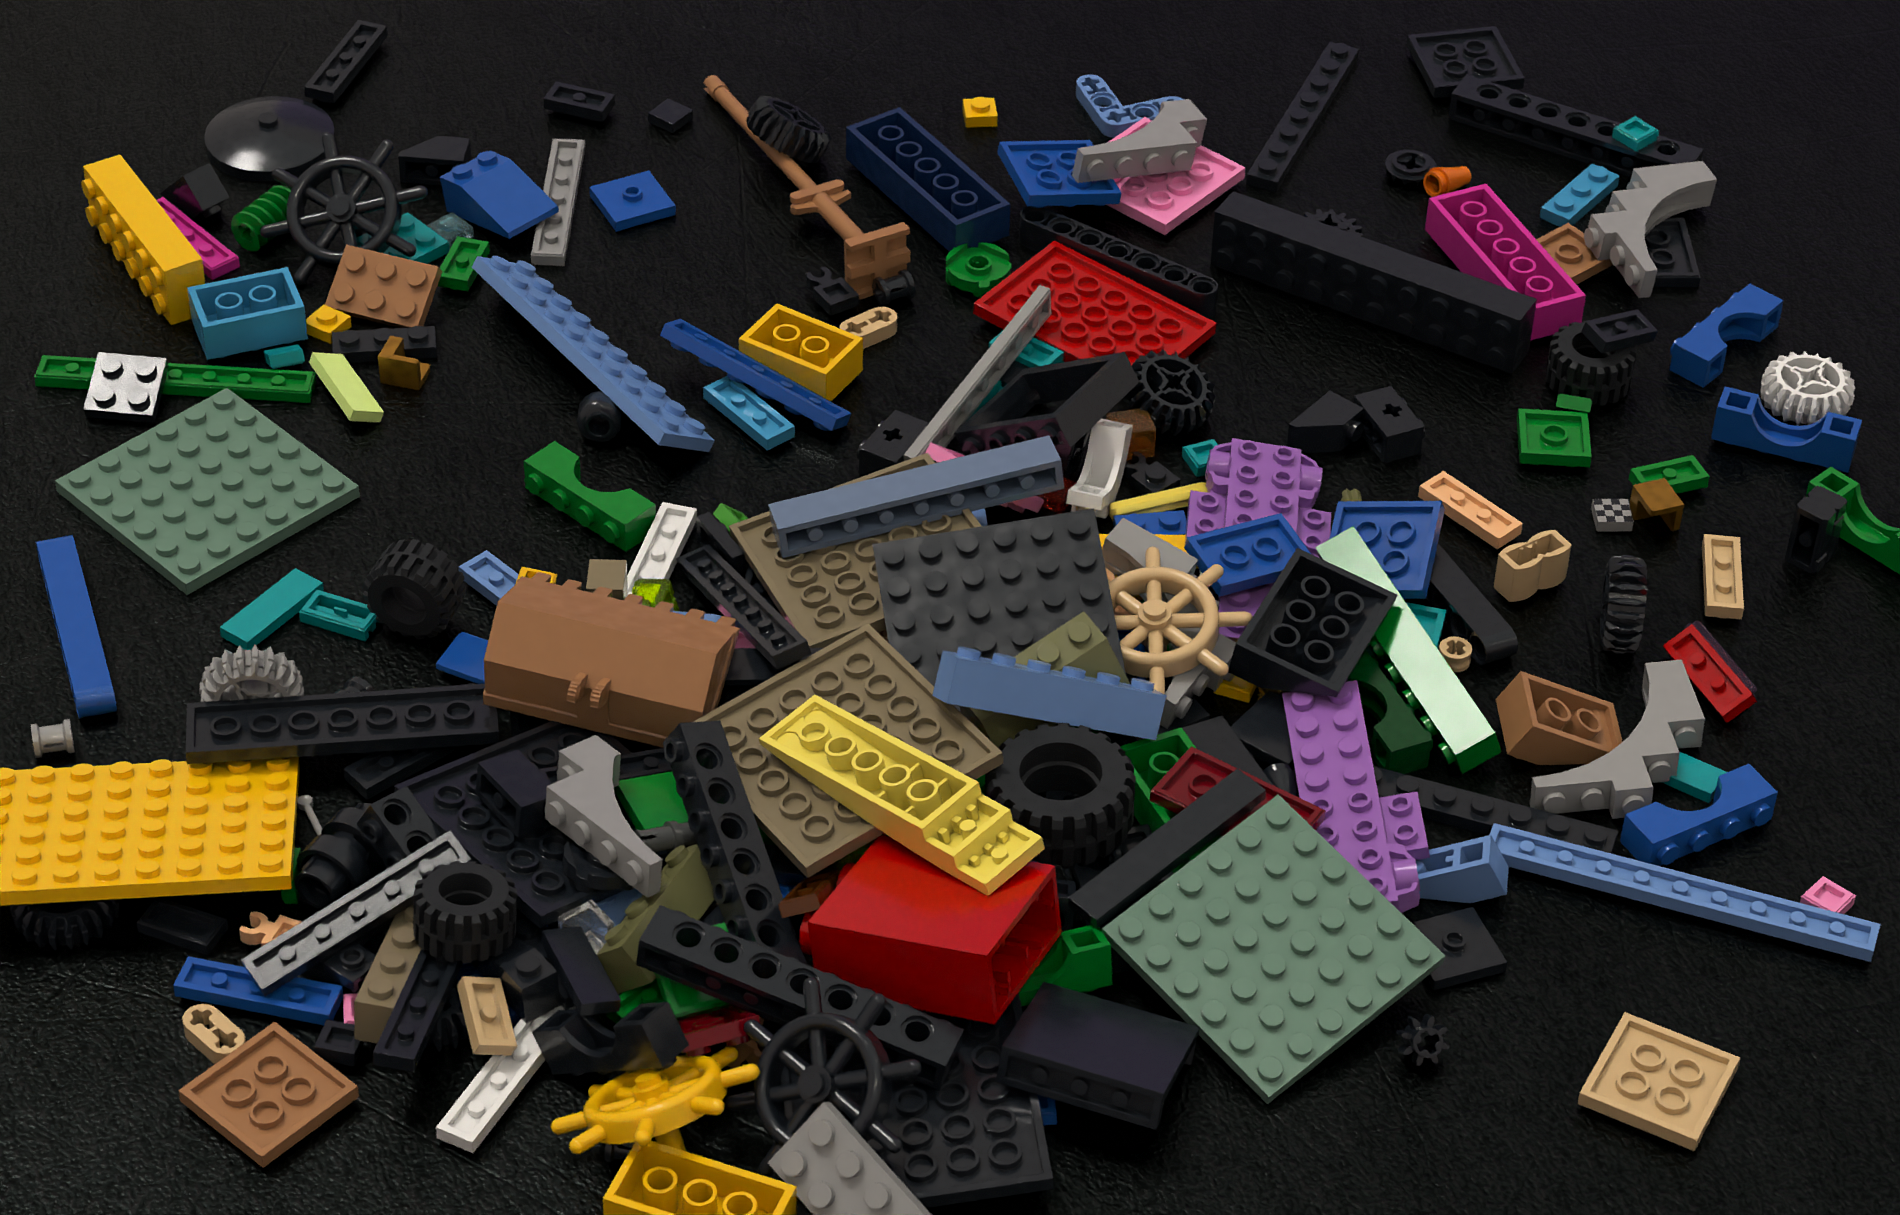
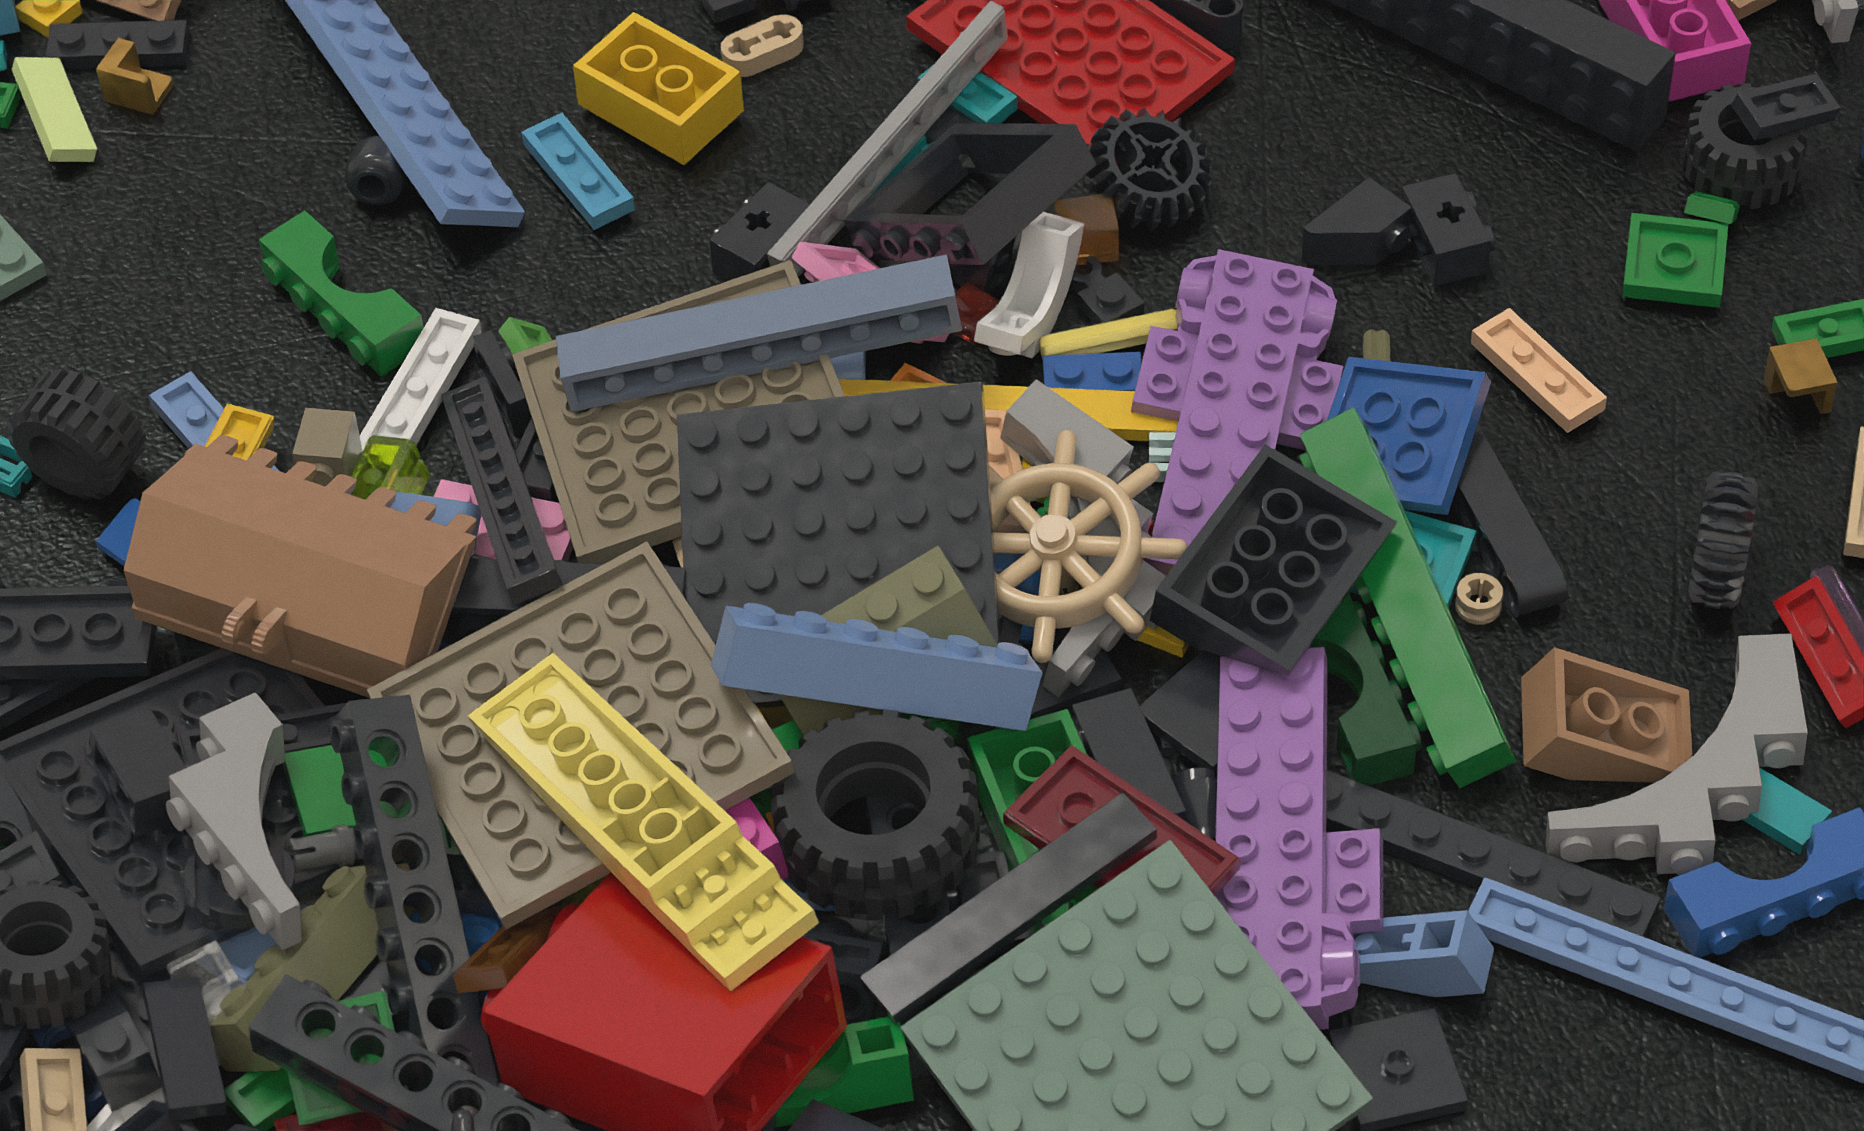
camera: 10 degrees right, 10 degrees up
(747, 370) = (592, 117): blue plate -> none
(1197, 455) = (1175, 259): teal tile -> none
(1248, 552) = (1205, 437): blue plate -> none
(1532, 565) = (1607, 468): tan brick -> none
(1612, 515) = (1738, 386): light grey tile -> none

